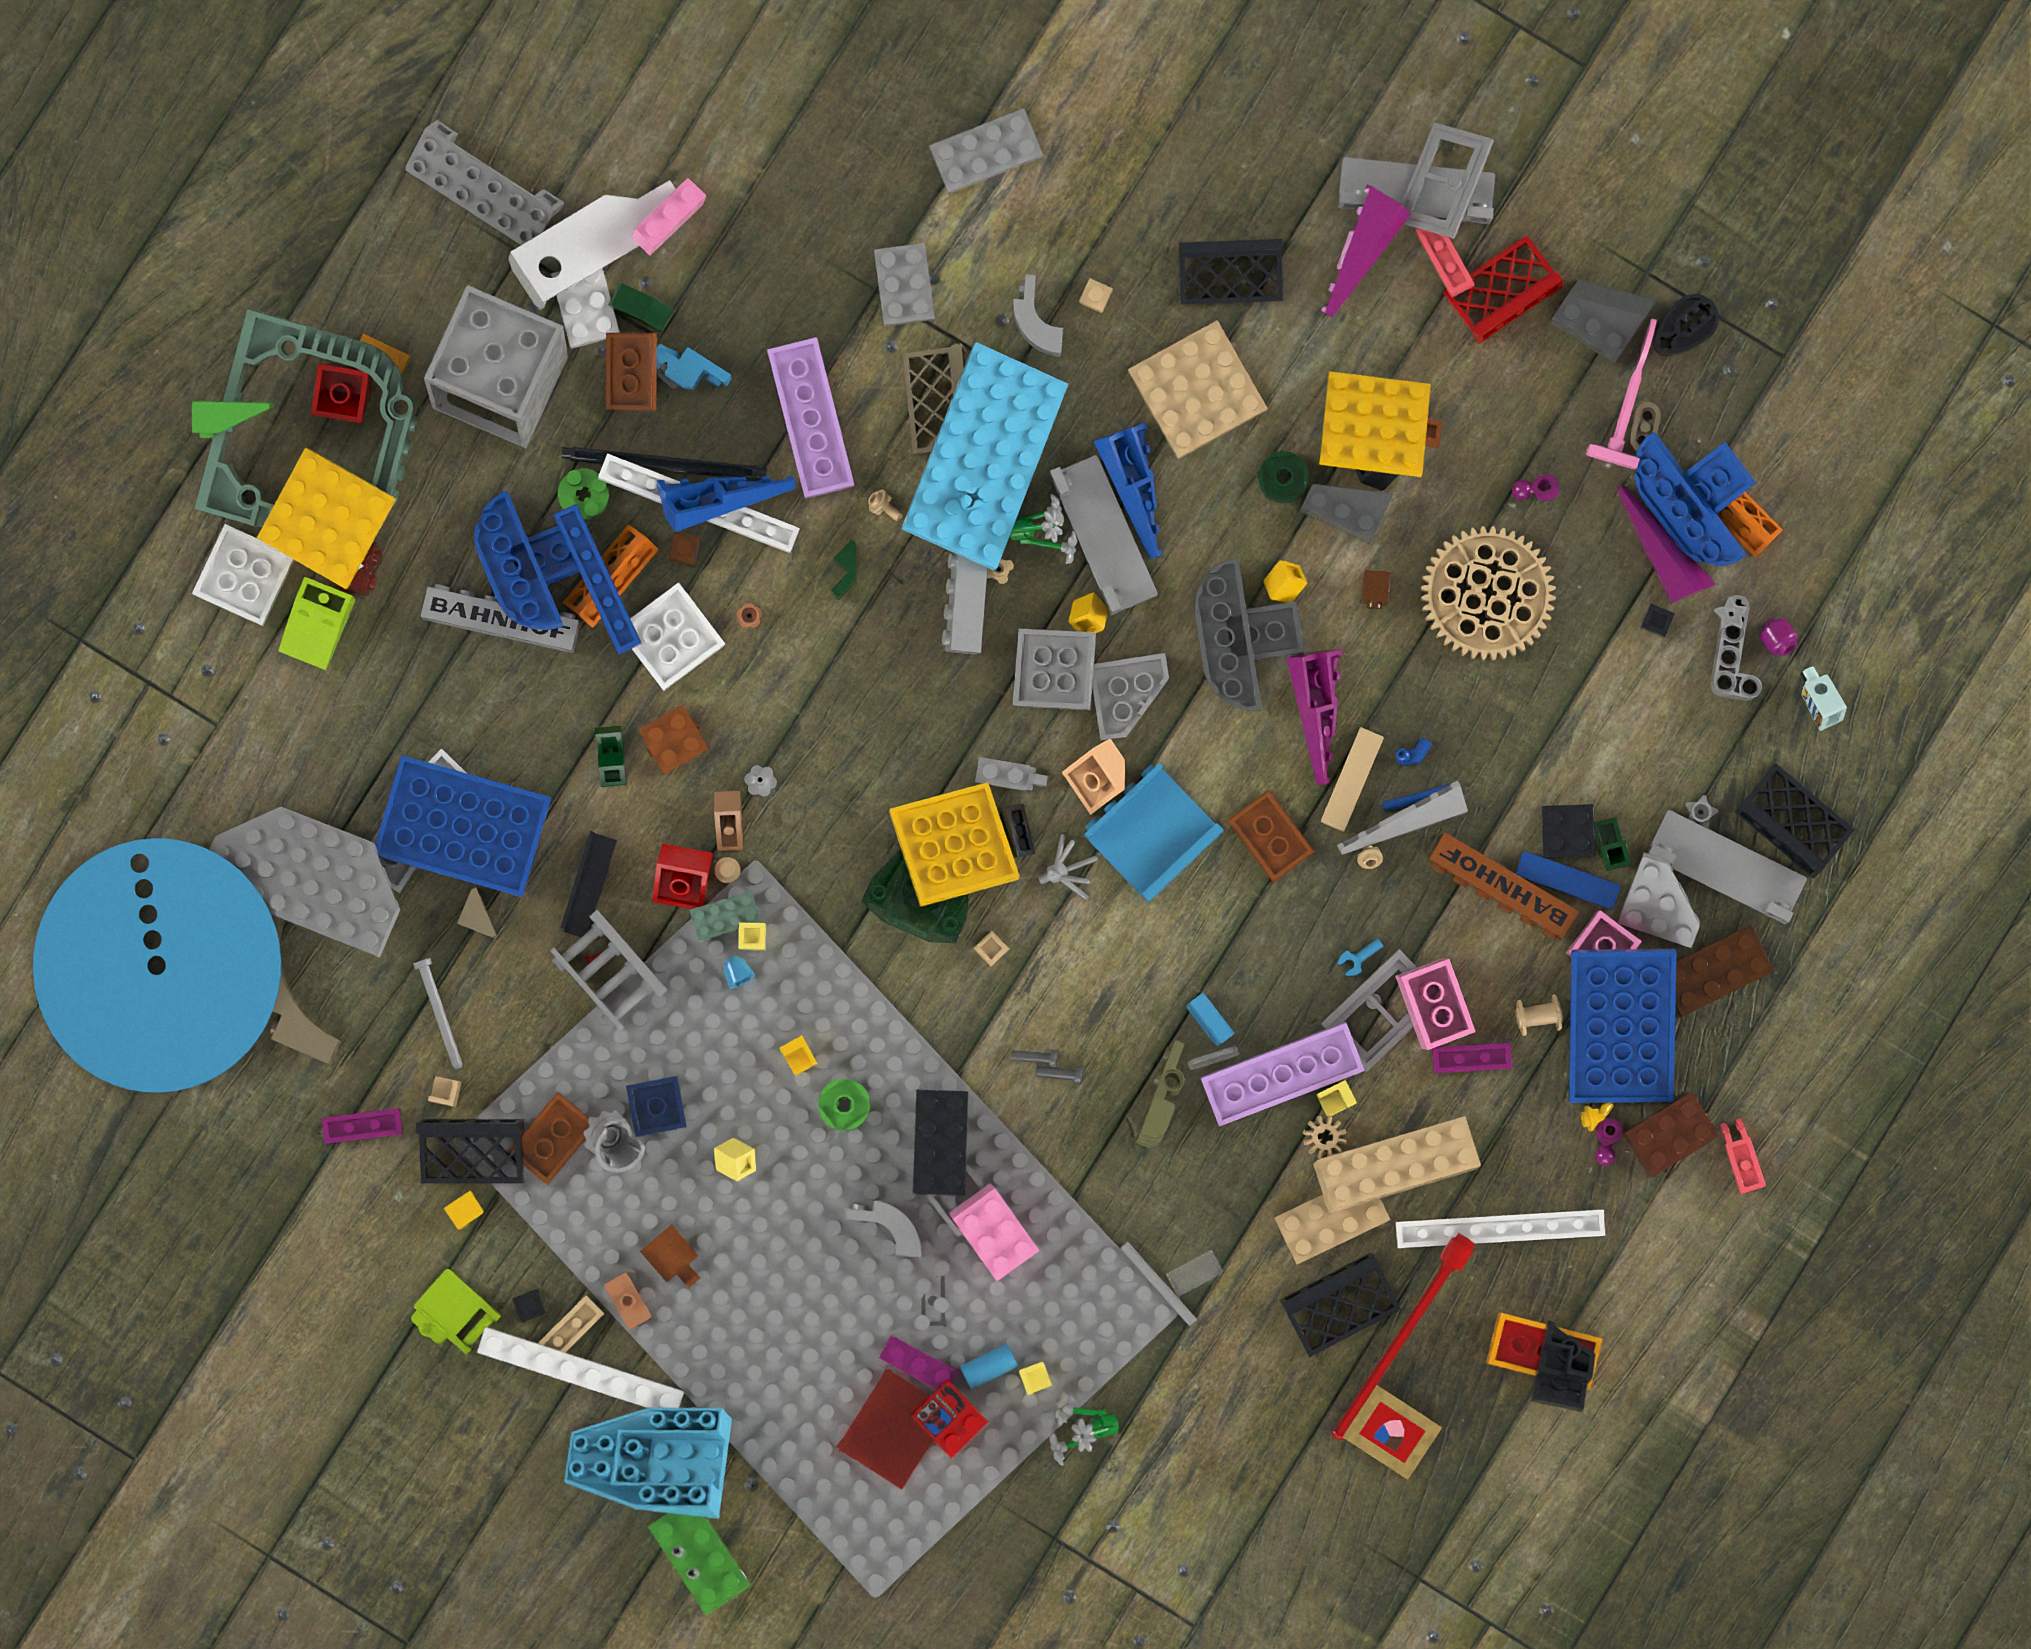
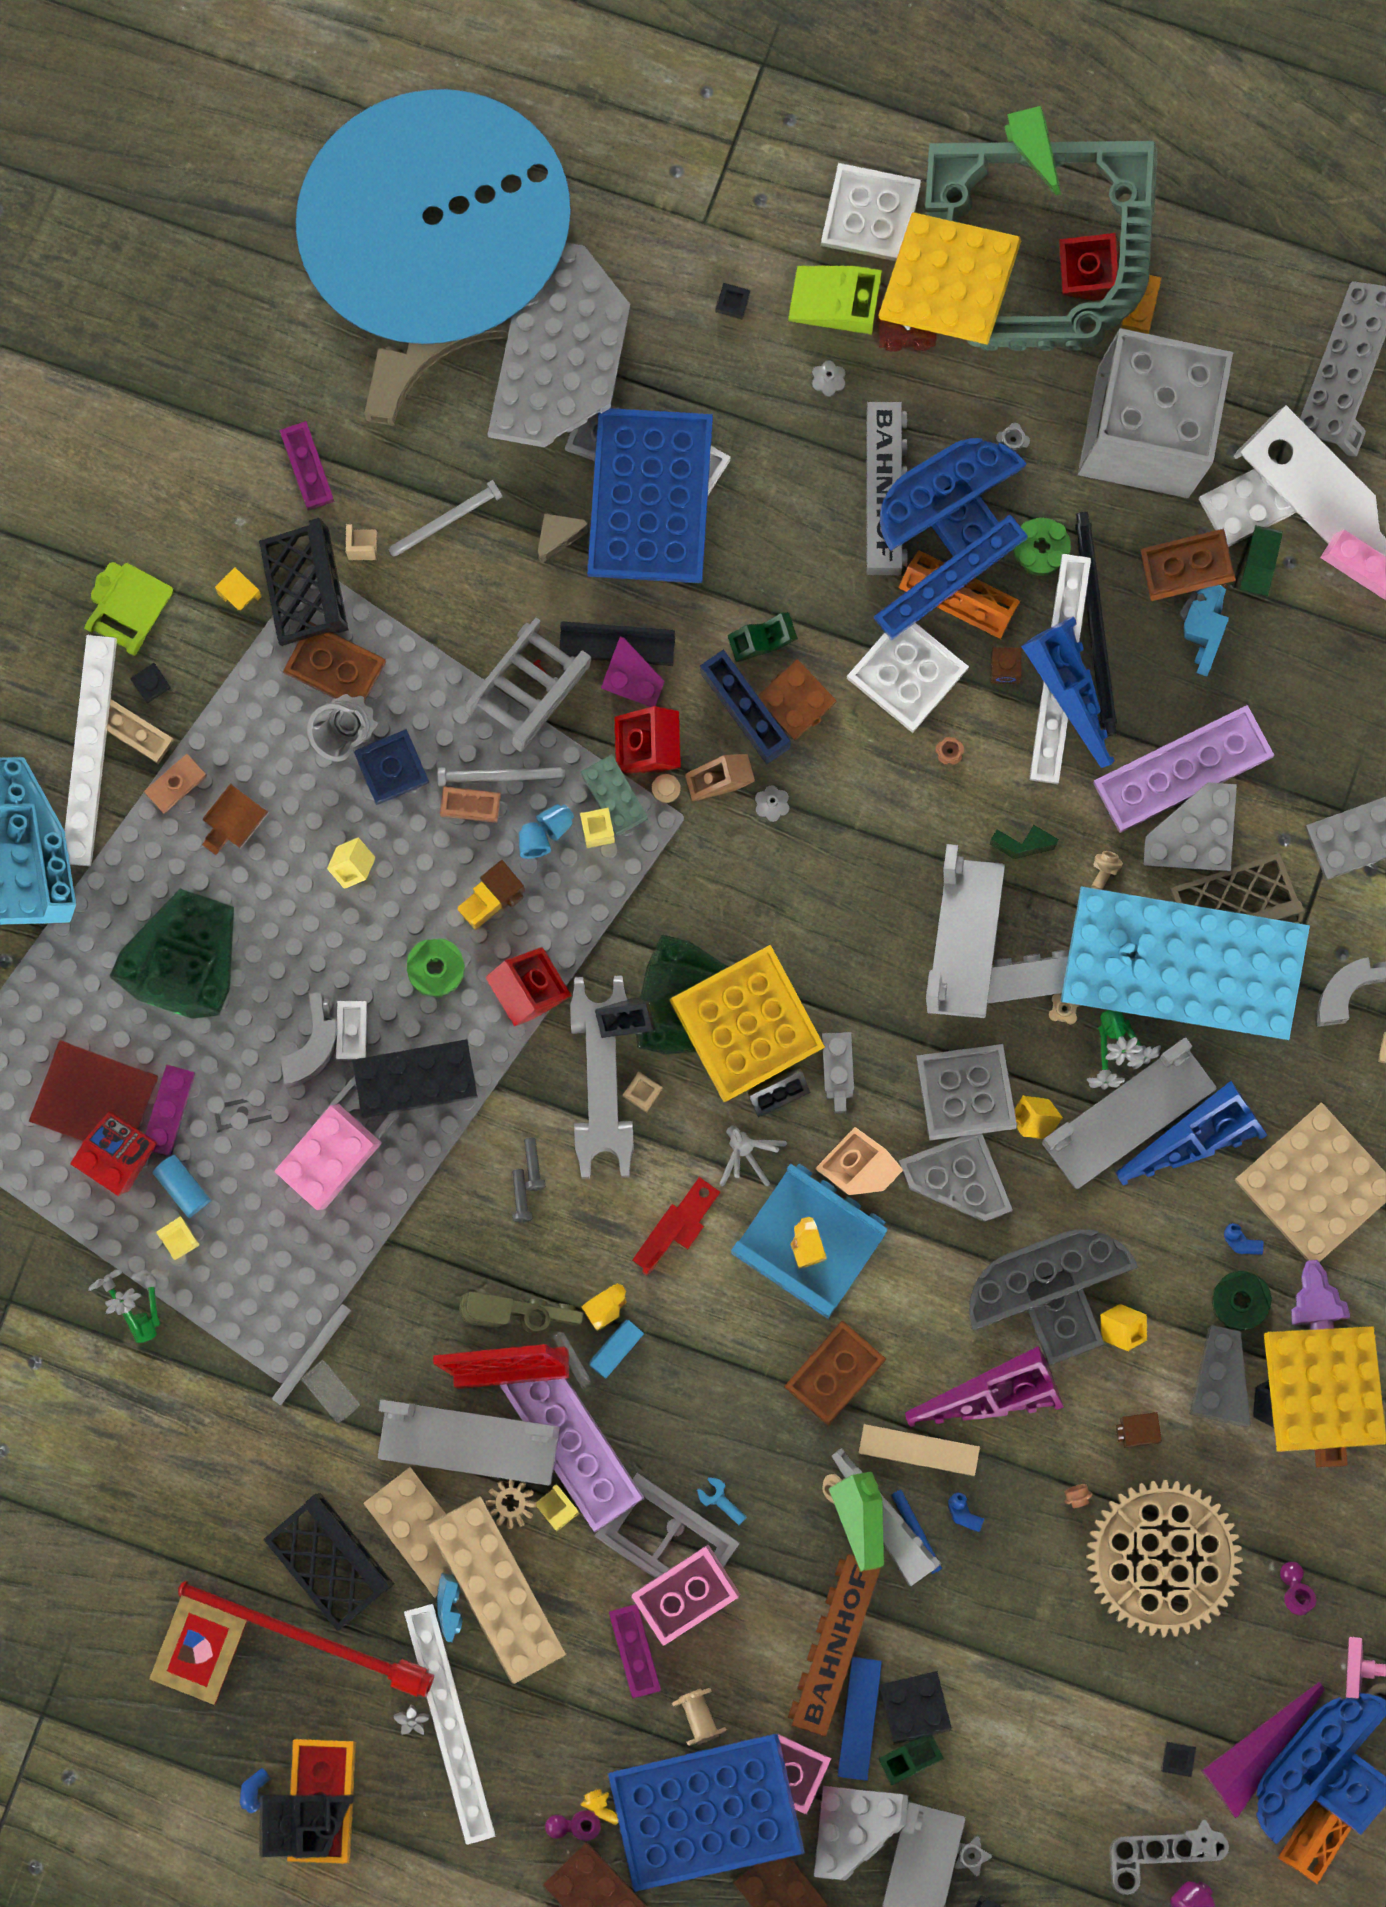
camera: 85 degrees right, 5 degrees down
(297, 715) = (733, 301): none -> black plate
(391, 651) = (827, 384): none -> light grey plant
(474, 493) = (1015, 431): none -> light grey plate
(620, 878) = (632, 676): none -> magenta wing
(671, 784) = (745, 706): none -> dark blue brick
(676, 1060) = (498, 775): none -> light grey bar
(705, 1044) = (470, 804): none -> nougat plate
(751, 995) = (533, 841): none -> dark azure hat
(784, 1029) = (503, 884): none -> reddish brown brick
(786, 1324) = (181, 957): none -> clear green wedge
(870, 419) = (1197, 832): none -> light grey plate
(879, 1027) = (528, 986): none -> red slope
(884, 1189) = (351, 1030): none -> white plate
(920, 638) = (965, 936): none -> light grey bracket
(927, 947) = (625, 1018): none -> black slope
(927, 972) = (603, 1129): none -> light grey piece
(1113, 943) = (677, 1225): none -> red piece
(1156, 834) = (807, 1244): none -> yellow rock
(1173, 1020) = (605, 1306): none -> yellow rock
(1208, 1114) = (505, 1365): none -> red fence
(1234, 466) = (1239, 1243): none -> blue arm
(1265, 1162) = (468, 1442): none -> light grey bracket
(1298, 412) = (1318, 1302): none -> medium lavender rock
(1401, 839) = (861, 1515): none -> bright green slope
(1409, 1211) = (448, 1614): none -> dark azure slope
(1419, 653) = (1078, 1495): none -> nougat plate
(1490, 1261) = (411, 1720): none -> light grey plant
(1521, 1411) = (250, 1788): none -> blue arm

